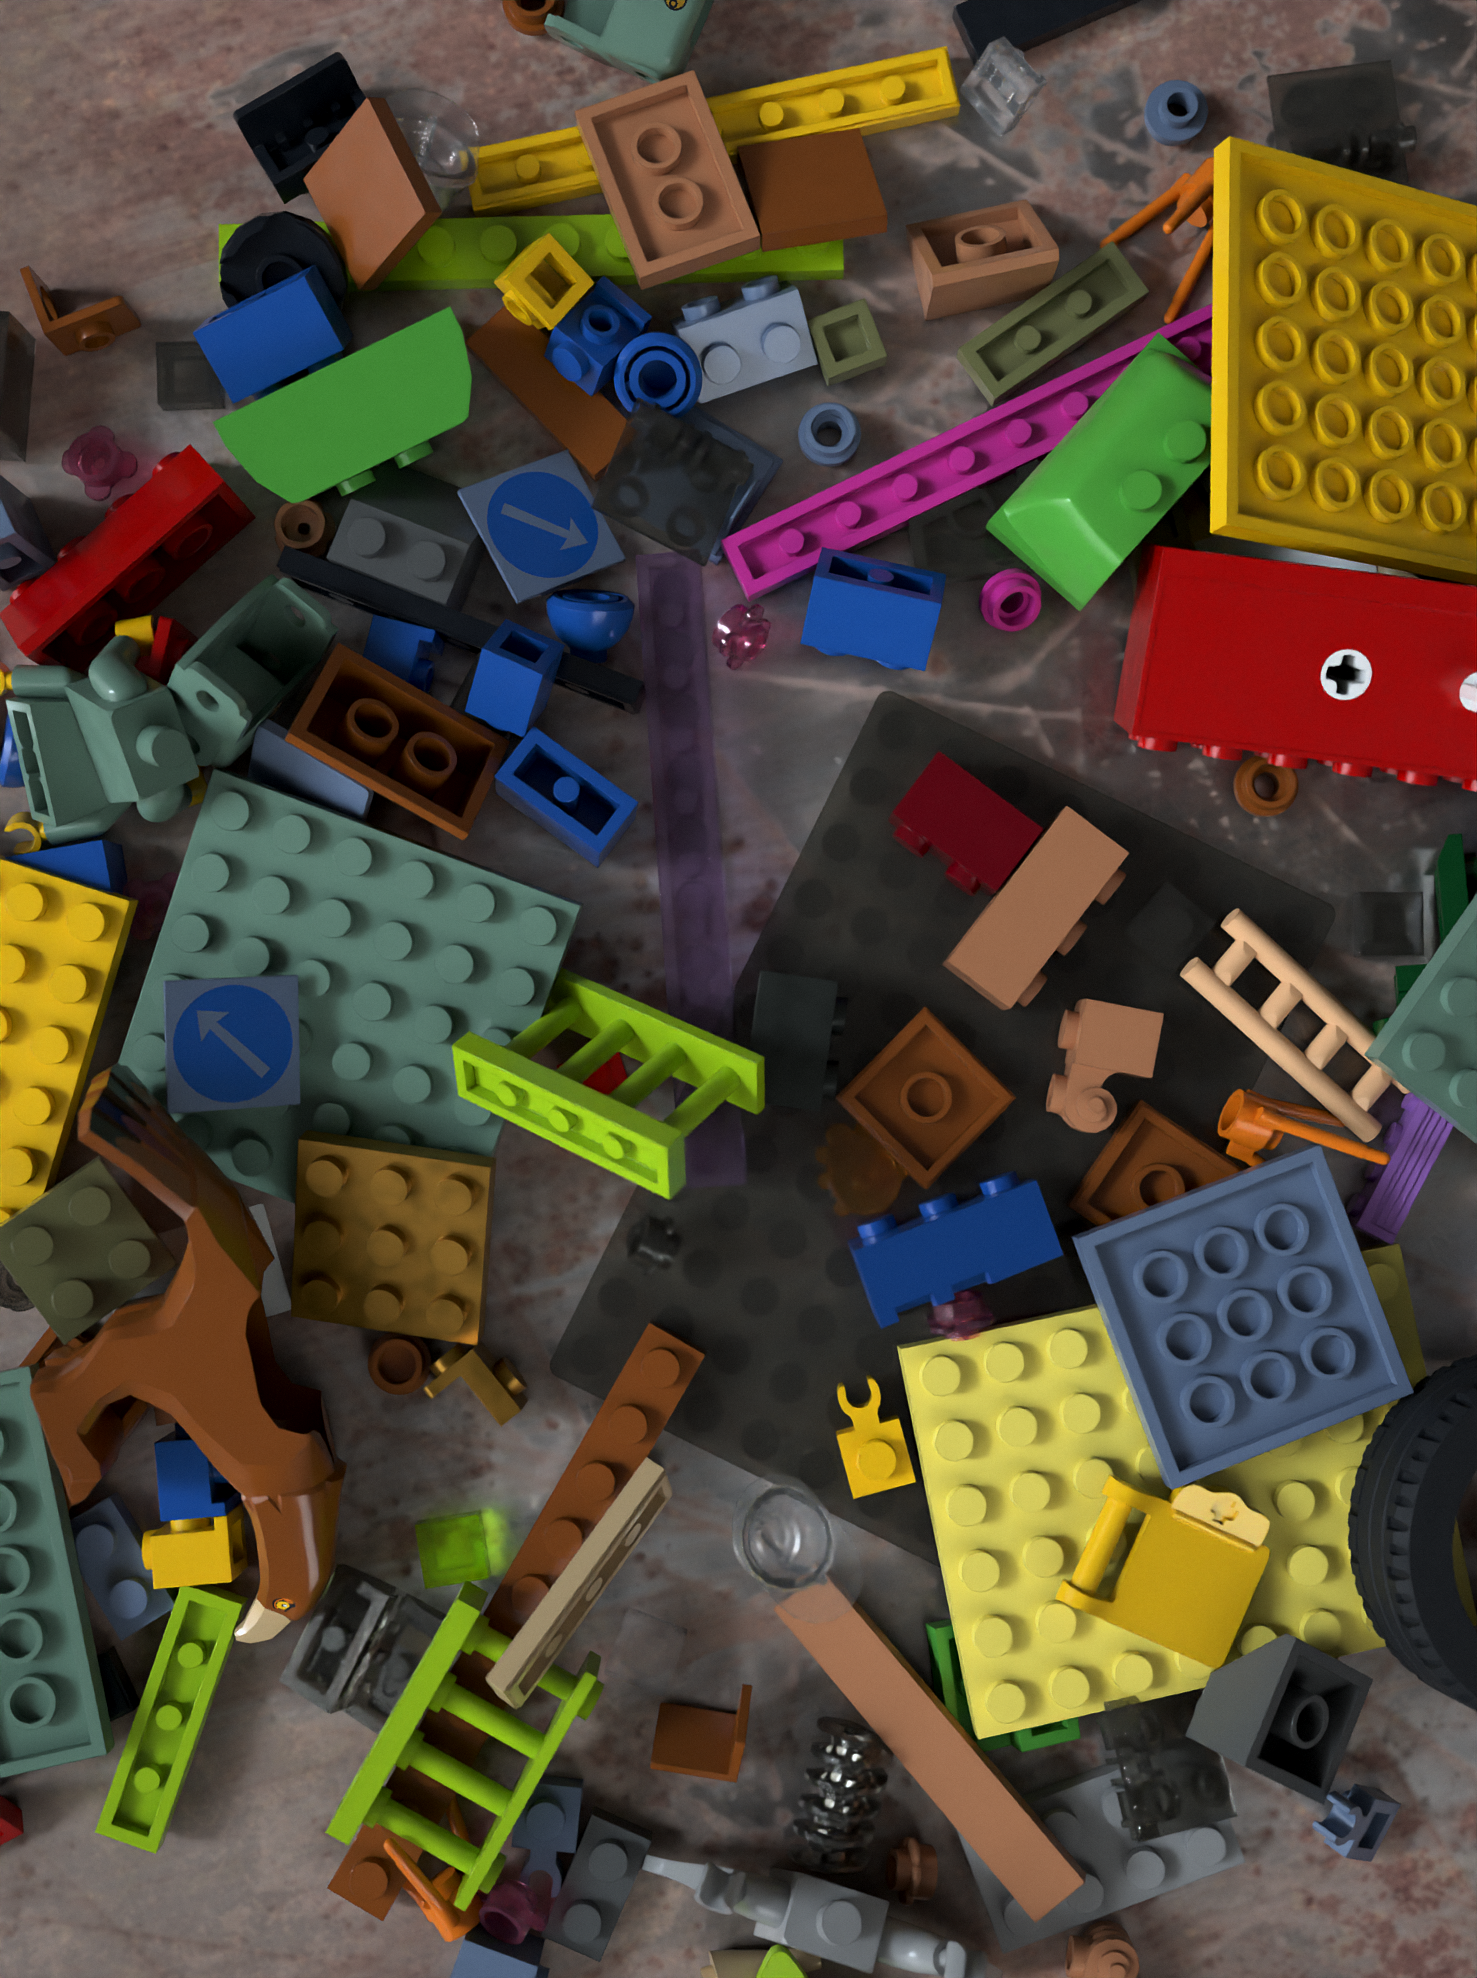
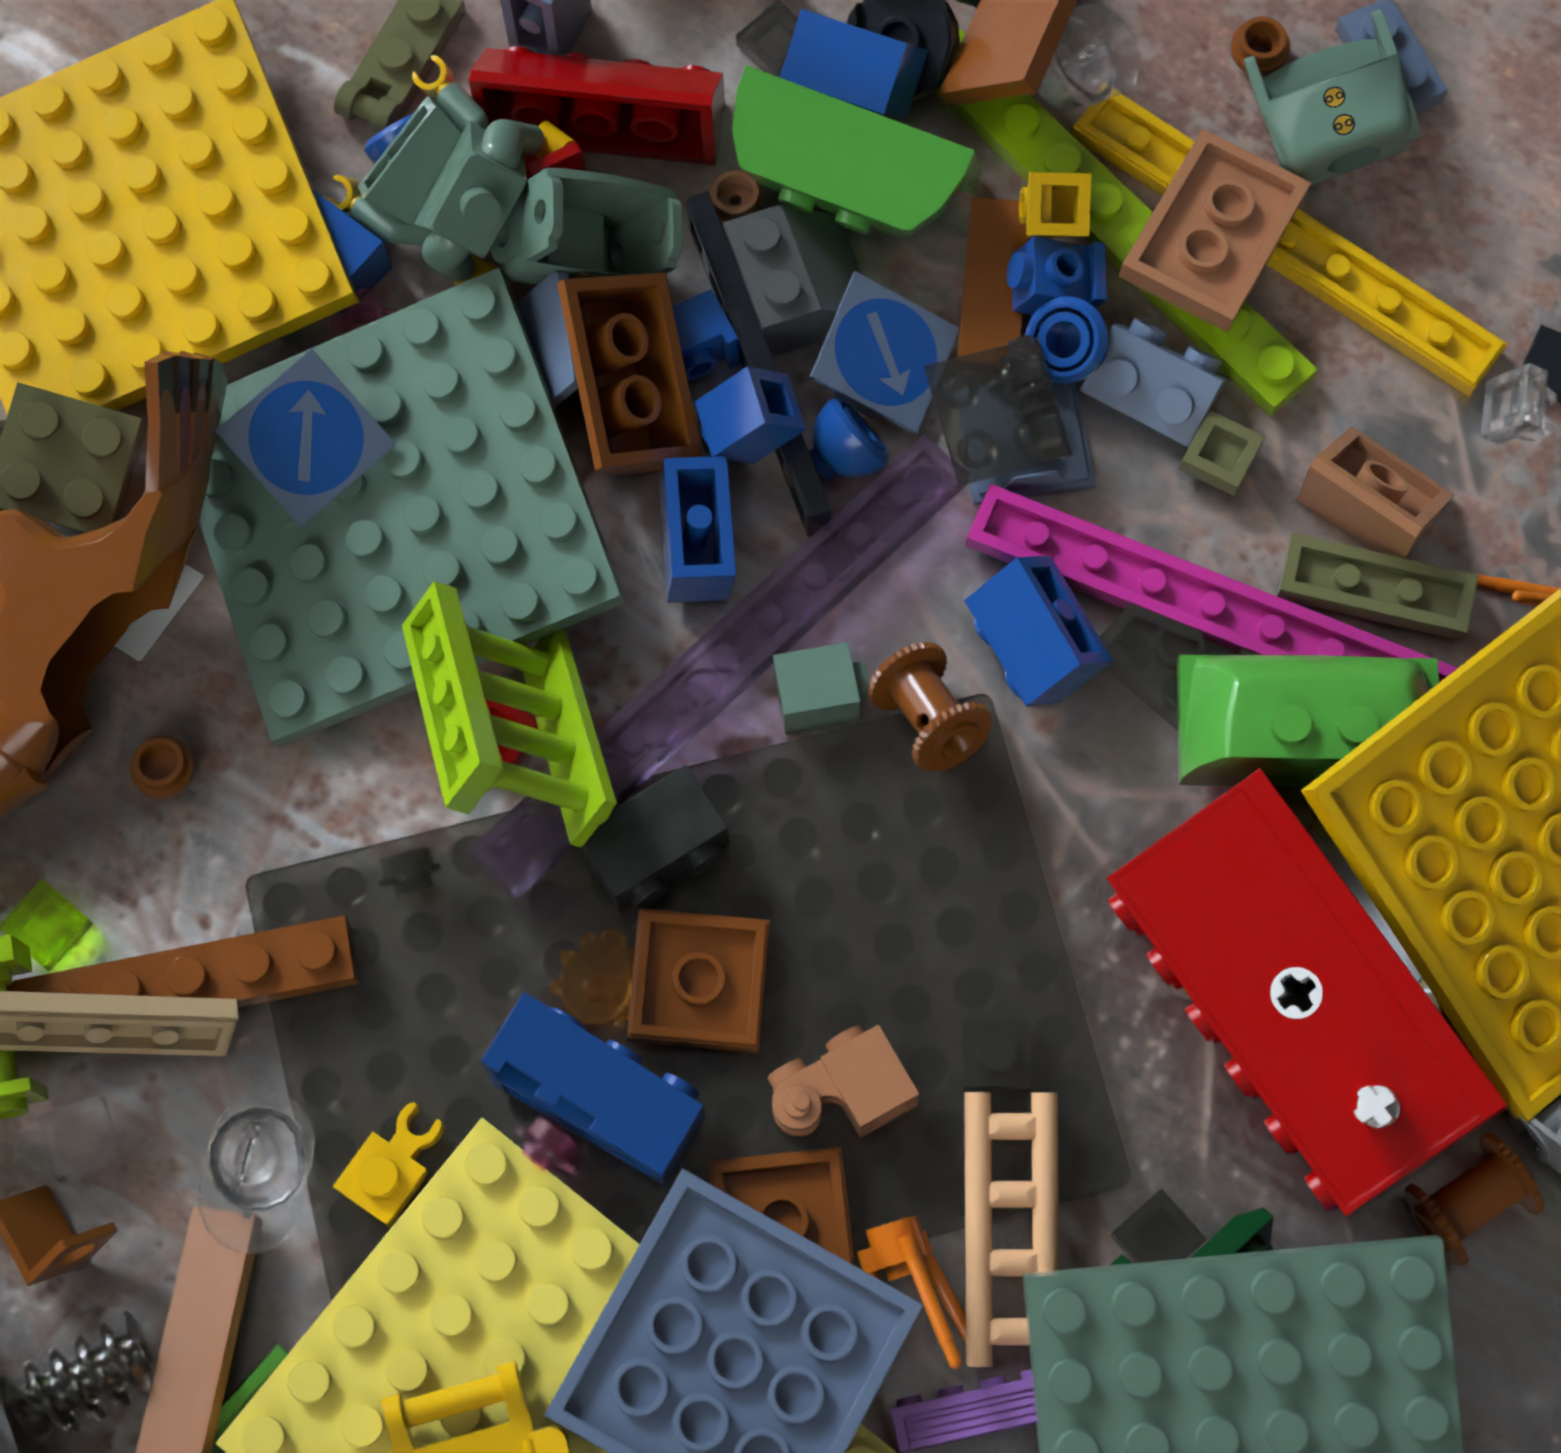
camera: 45 degrees right, 15 degrees down
(89, 447) = (657, 17): clear pink plate -> none
(392, 1236) = (254, 677): pearl gold plate -> none
(493, 1381) = (202, 841): pearl gold bracket -> none
(741, 634) = (934, 557): clear pink plate -> none
(771, 811) = (819, 687): none -> sand green brick
(811, 189) = (1306, 334): dark orange tile -> none
(829, 416) = (1148, 483): sand blue plate -> none
(863, 743) = (945, 727): none -> dark orange hose
(962, 826) = (932, 829): dark red brick -> none
(1020, 609) = (1131, 741): dark pink plate -> none
(1038, 911) = (917, 938): nougat brick -> none
(1284, 781) = (1174, 1066): dark orange plate -> none

